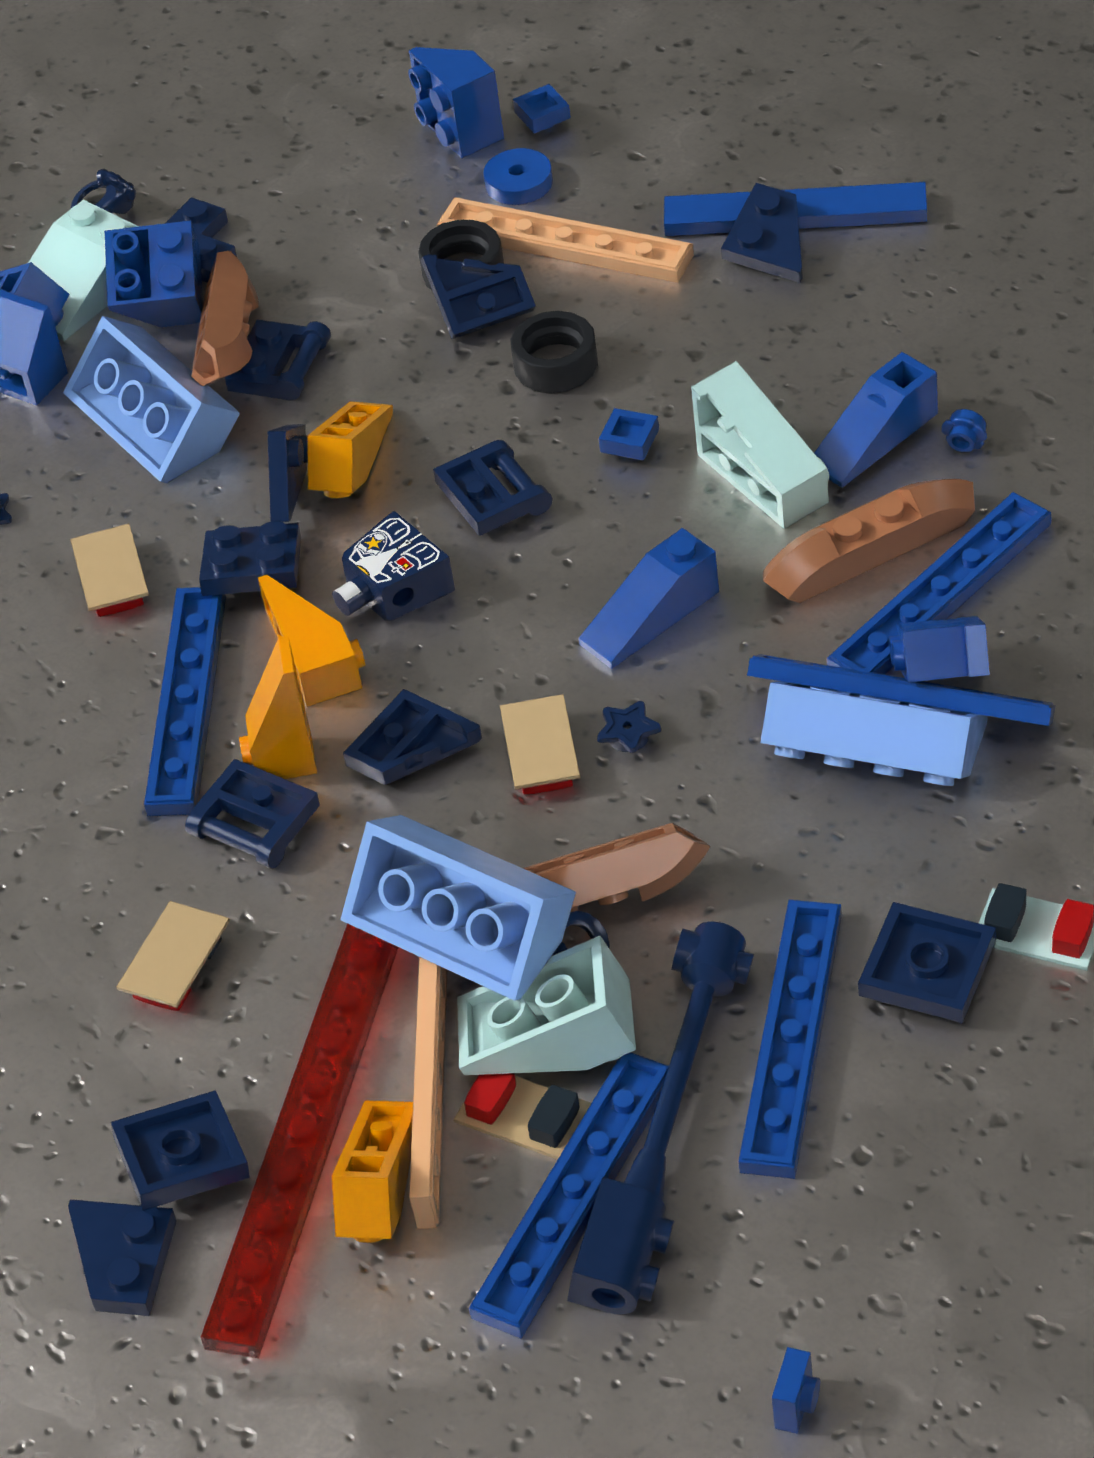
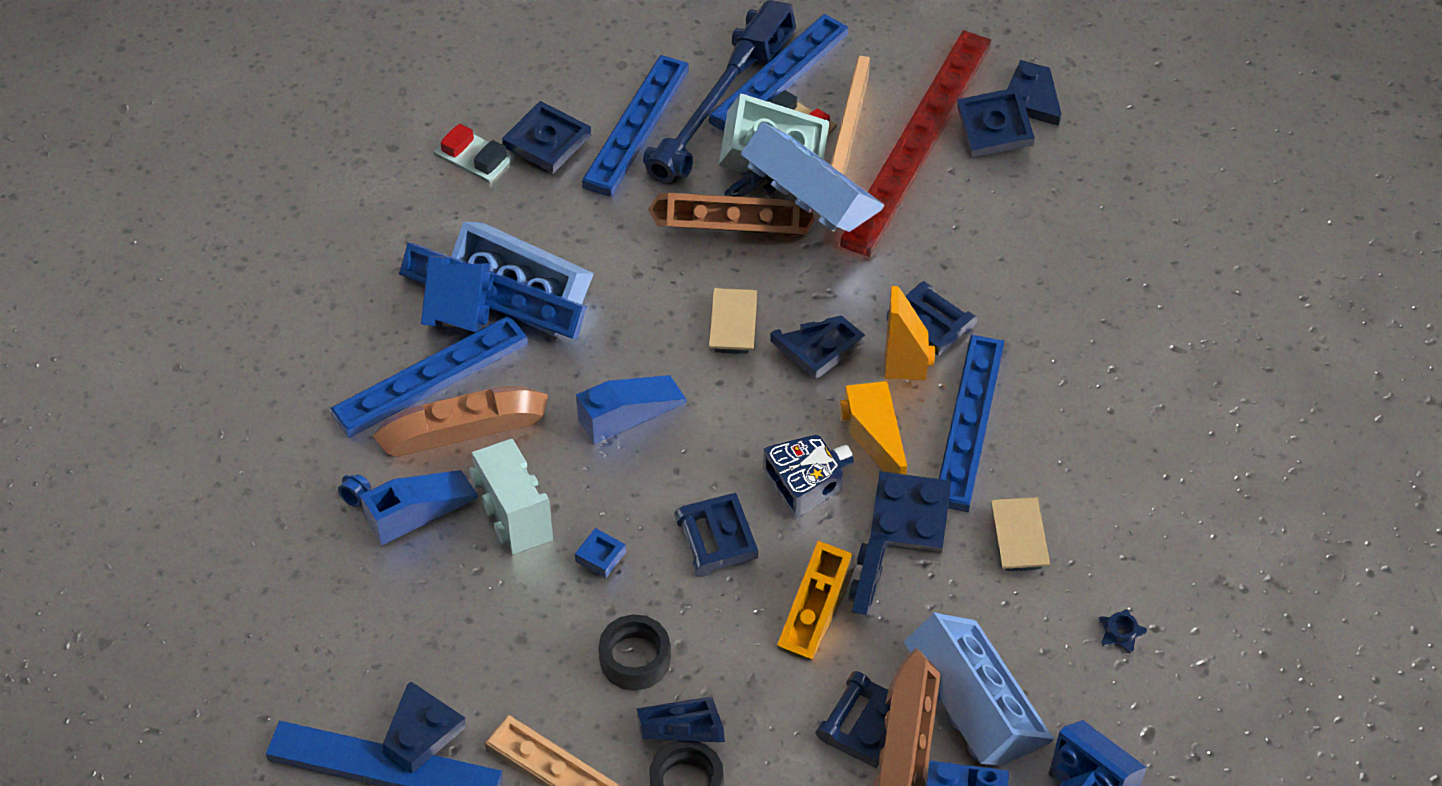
camera: 175 degrees left, 5 degrees up
(173, 955) = (990, 237): tan piece -> none
(373, 1172) = (885, 93): light orange slope -> none
(627, 739) = (669, 329): dark blue plate -> none

